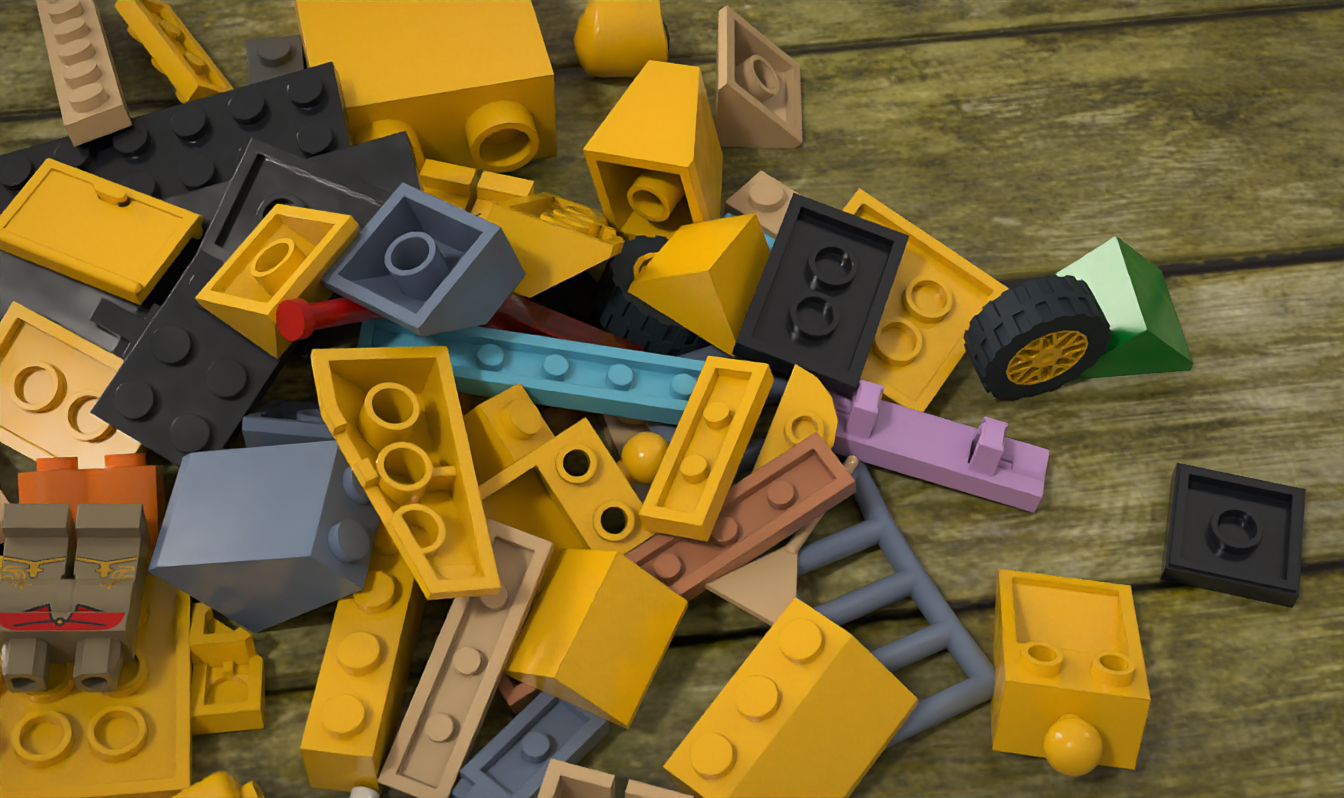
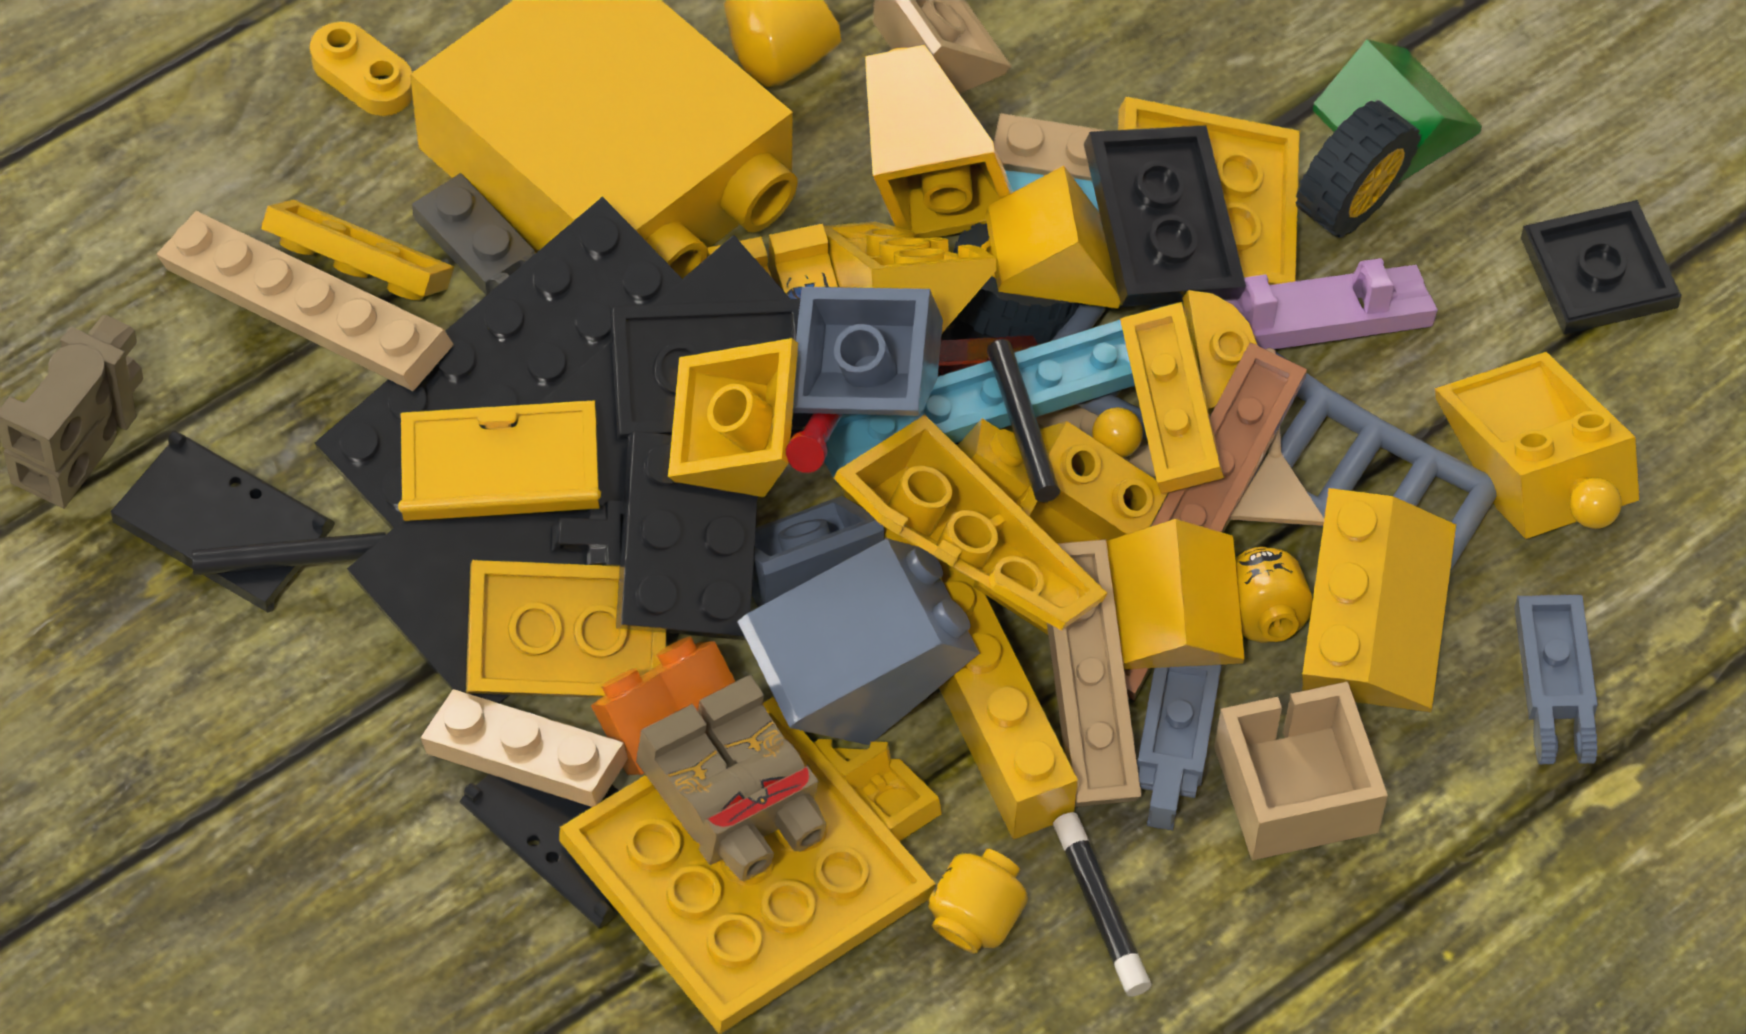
camera: 30 degrees left, 5 degrees up
(548, 402) = (1023, 421): none -> black bar
(694, 672) = (1271, 594): none -> yellow head

